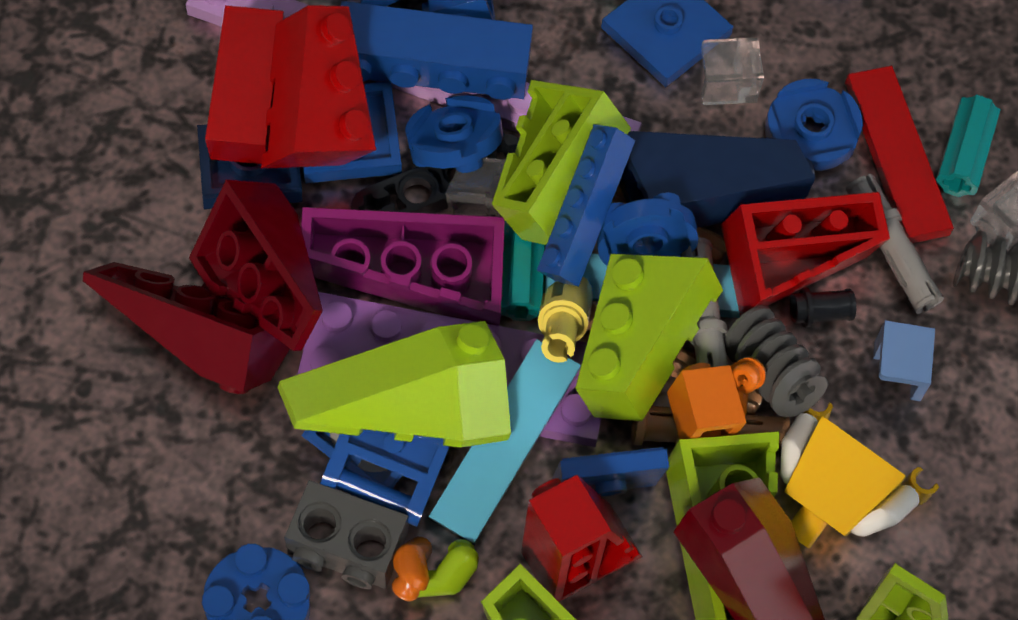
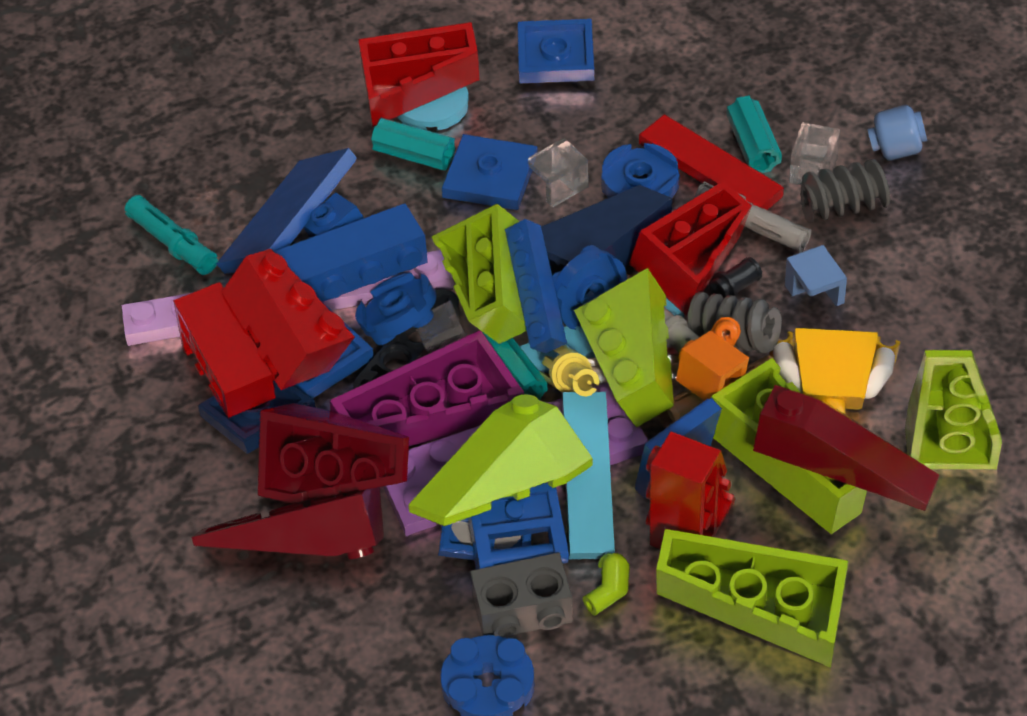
camera: 25 degrees left, 15 degrees down
(412, 568) = (592, 589): orange arm -> none

